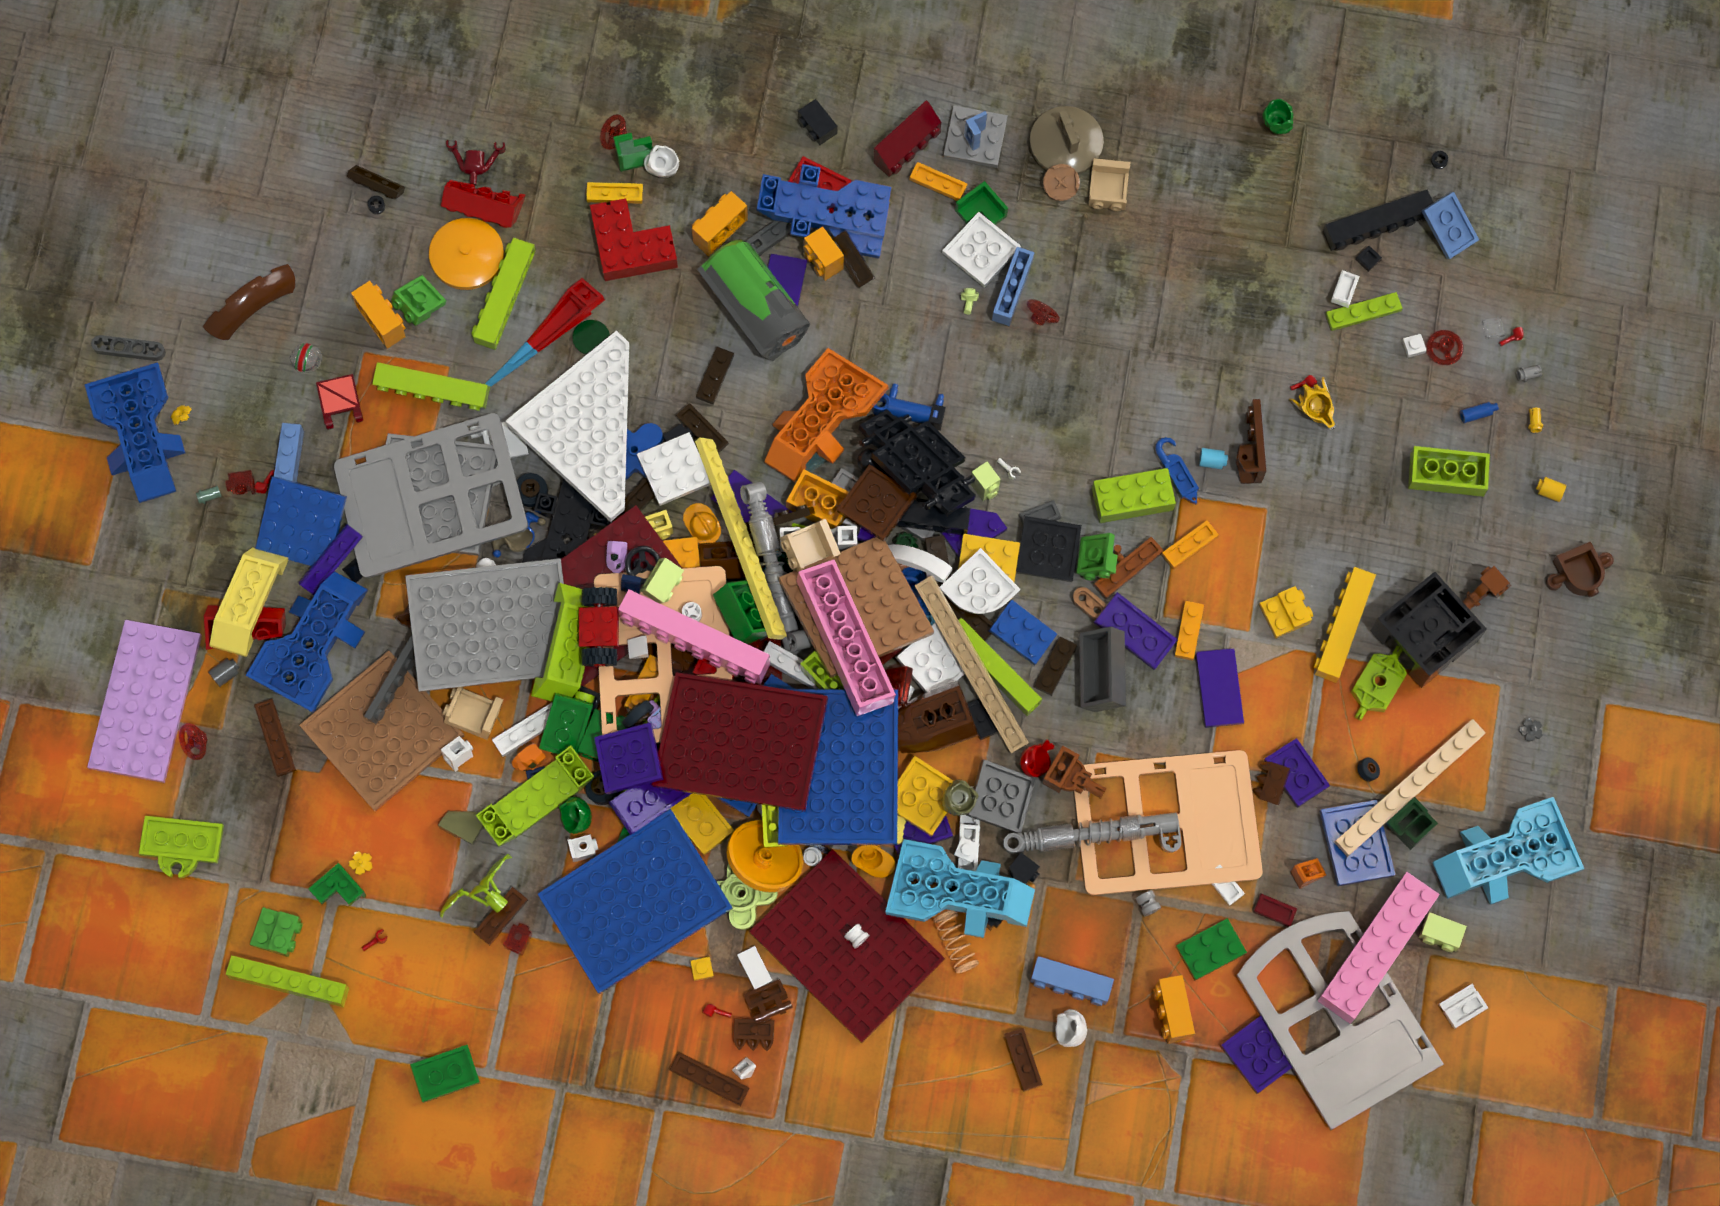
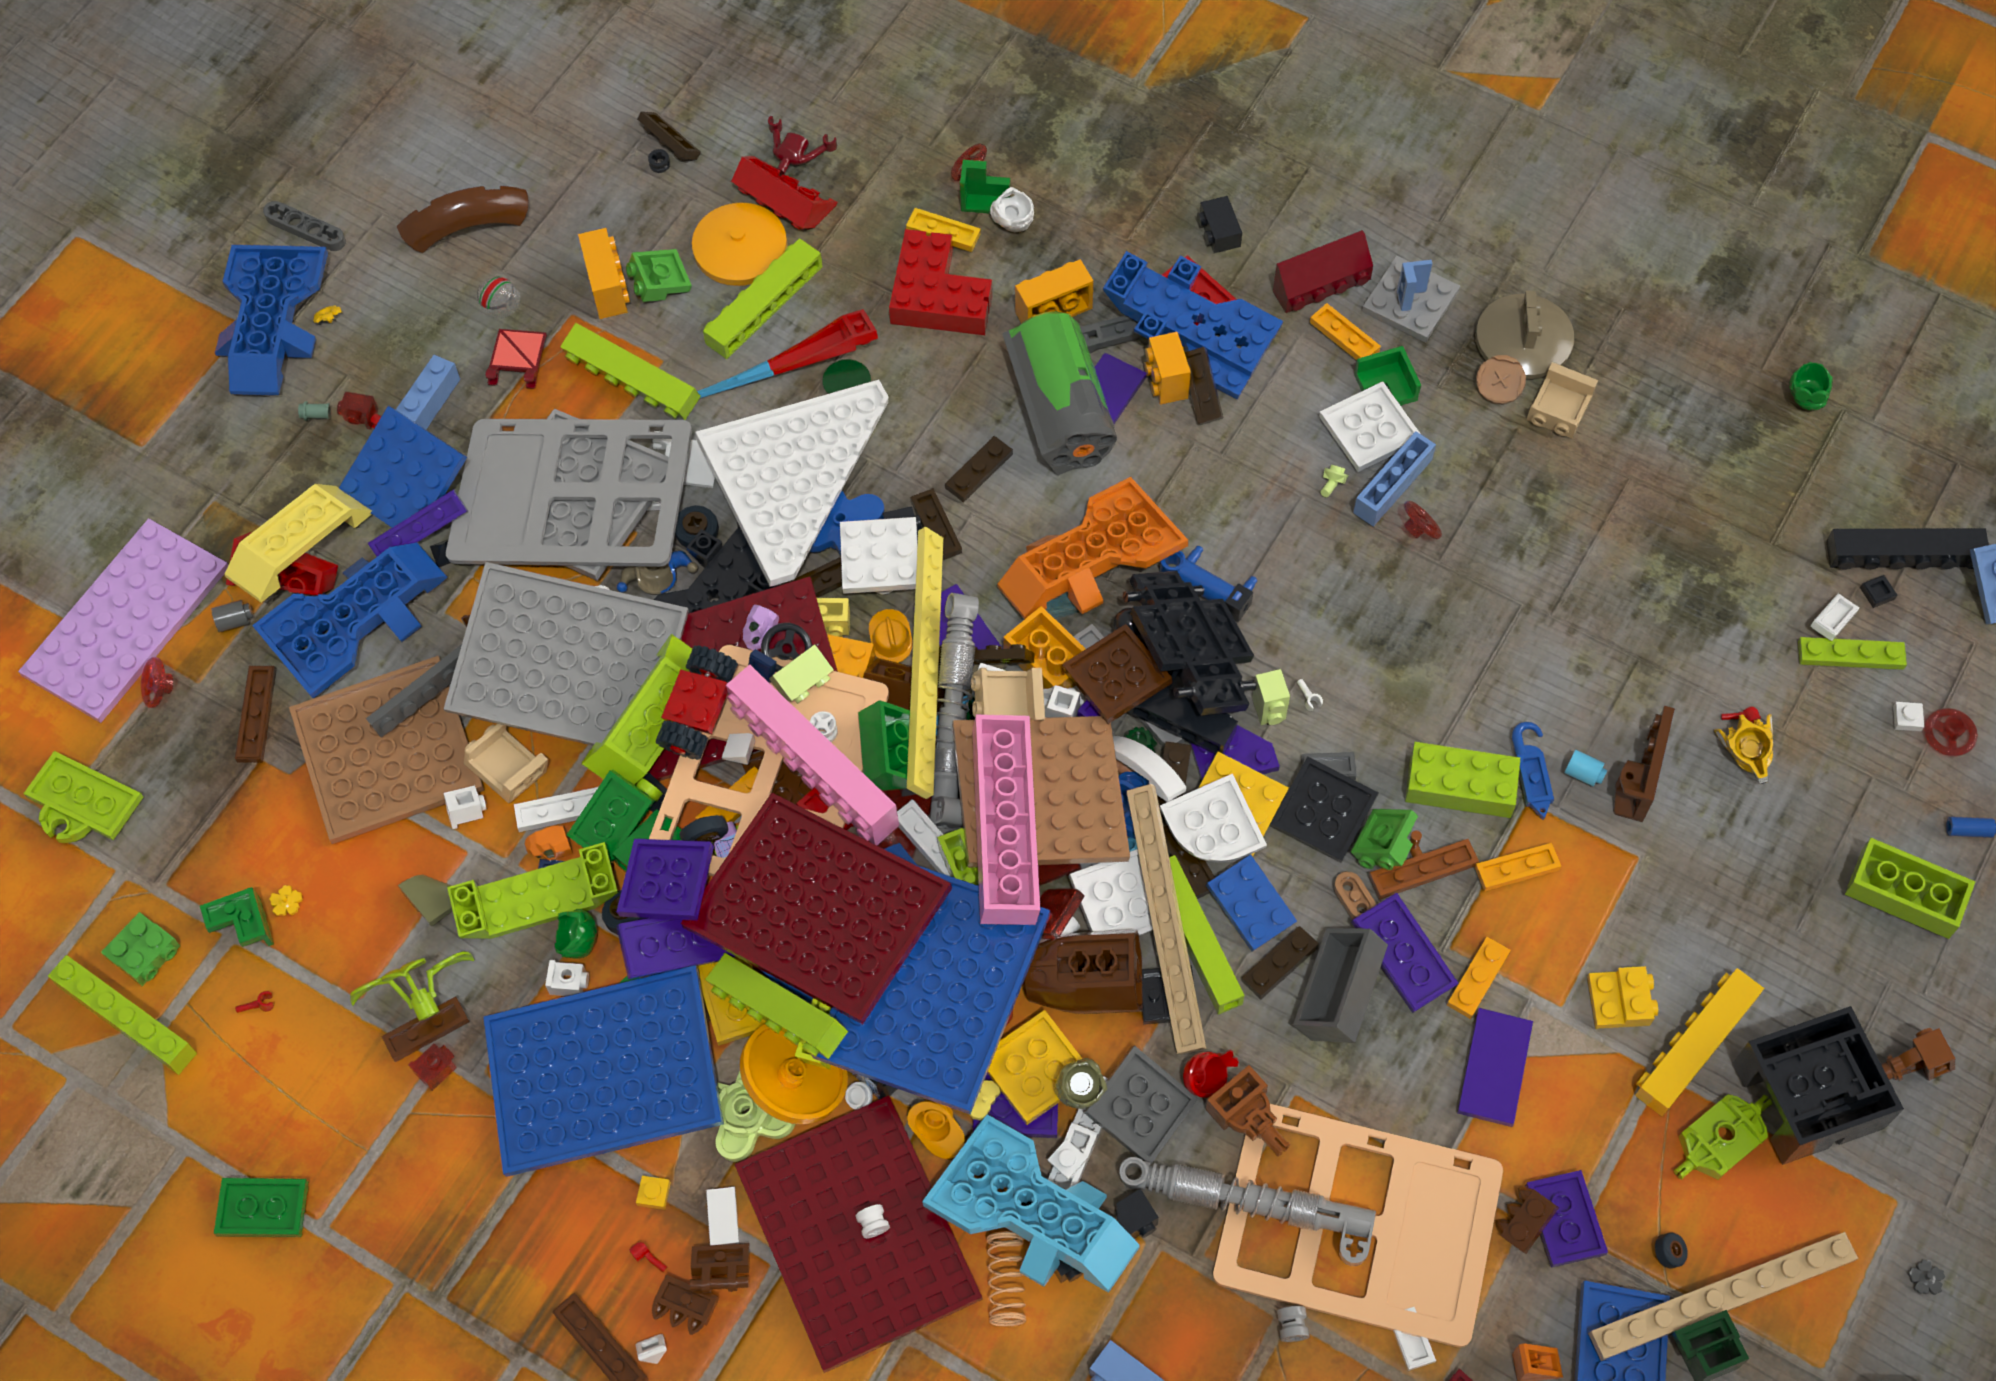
camera: 25 degrees right, 10 degrees down
(739, 818) = (777, 1006): none -> lime brick

